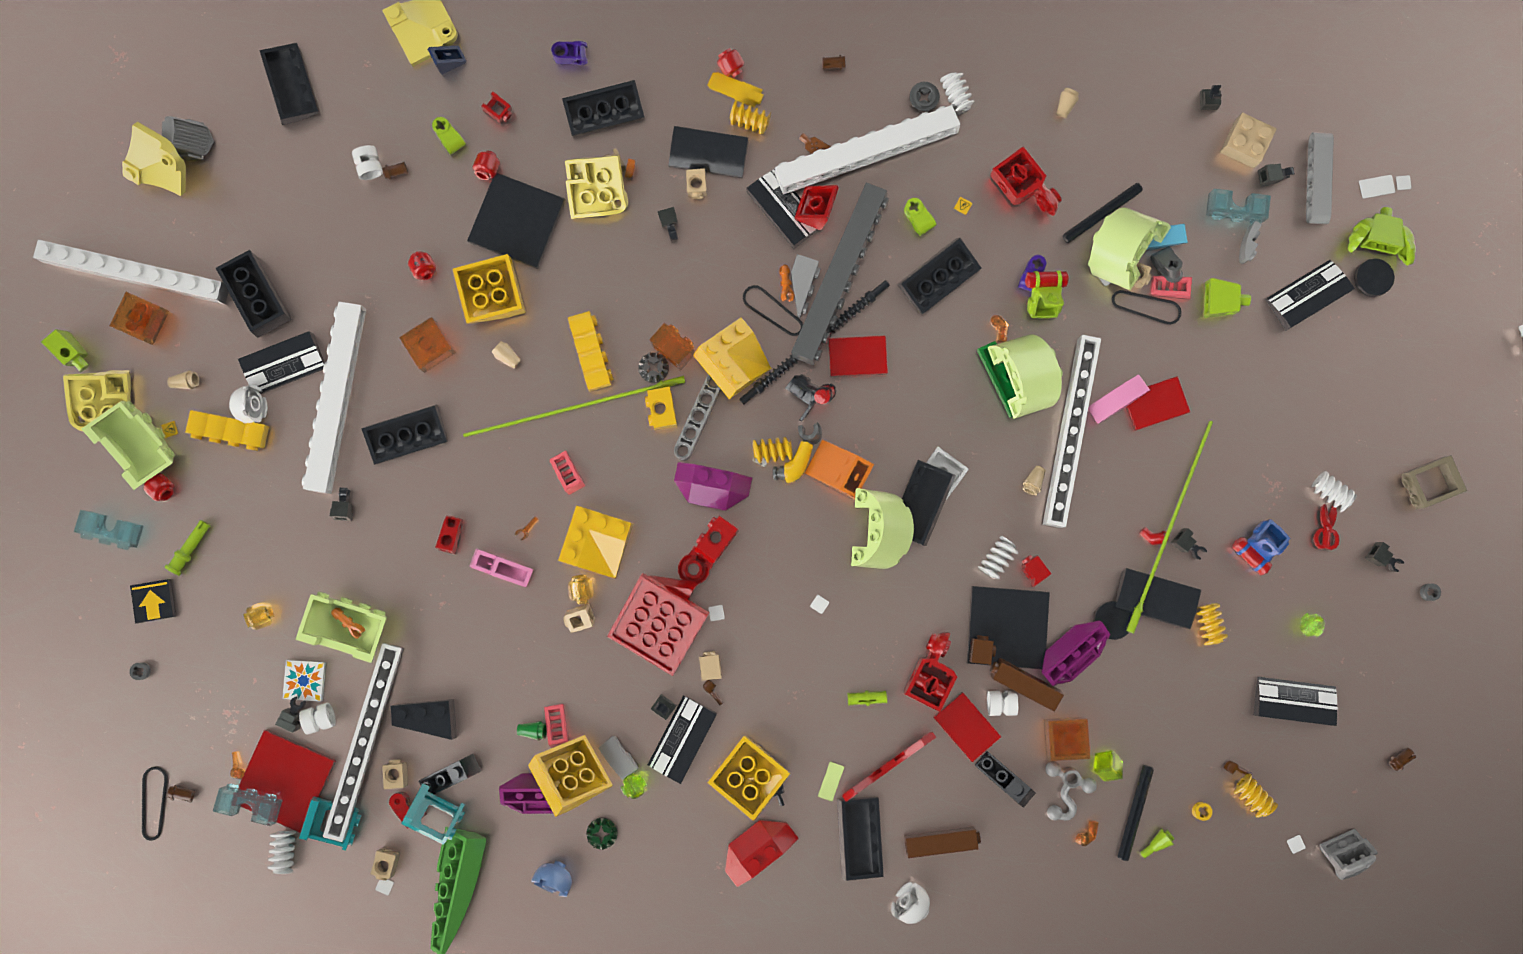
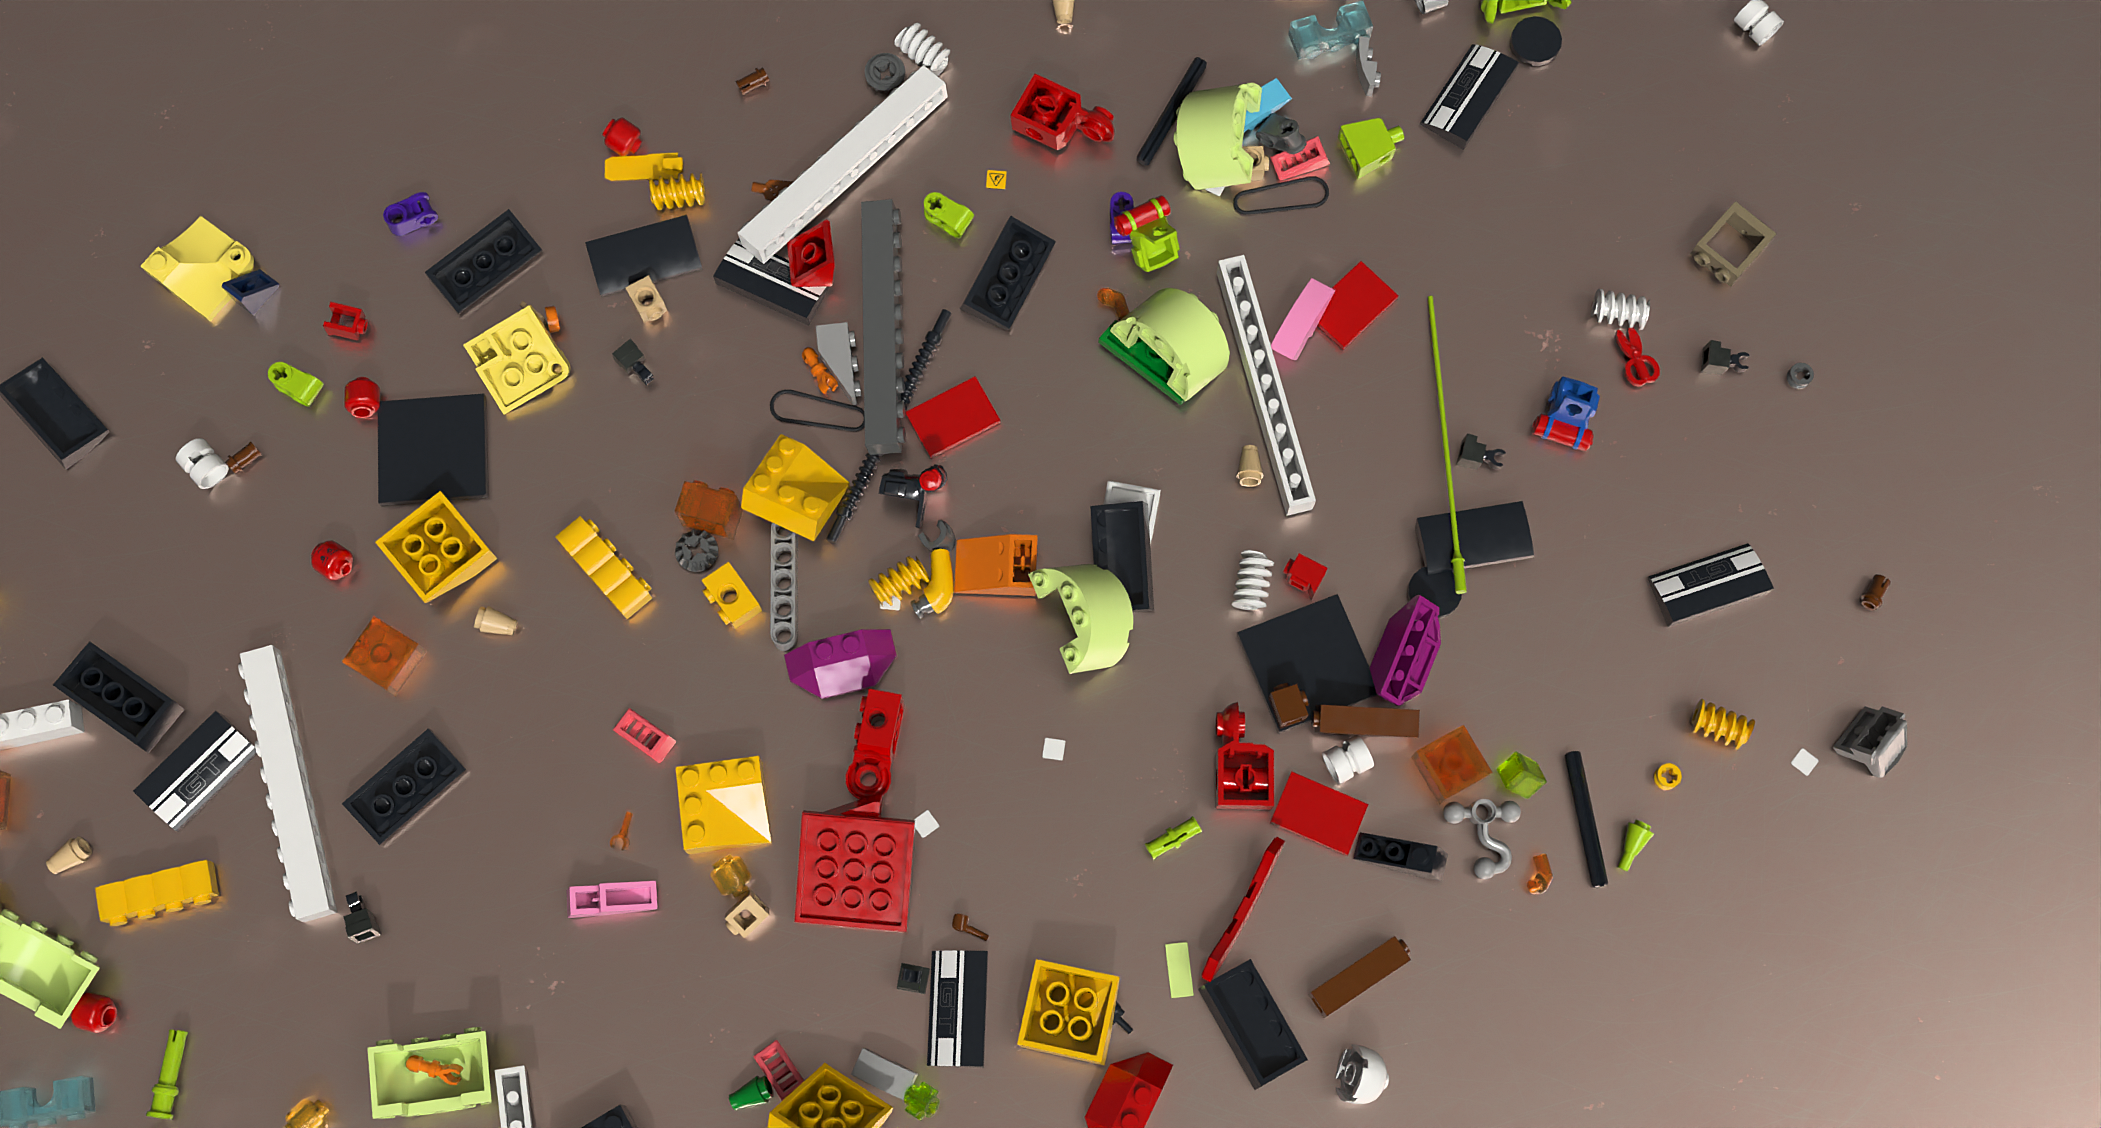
camera: 30 degrees left, 10 degrees down
(169, 429) = (76, 930): yellow sticker -> none
(248, 404) = (171, 844): white cylinder -> none
(449, 534) = (523, 889): red leg -> none
(666, 383) = (730, 557): lime piece -> none
(710, 666) = (949, 894): tan brick -> none
(1154, 539) = (1432, 468): red arm -> none
(1212, 623) = (1557, 537): yellow piece -> none
(1231, 767) = (1675, 702): reddish brown hand -> none
(1312, 624) = (1679, 480): clear neon green gear -> none

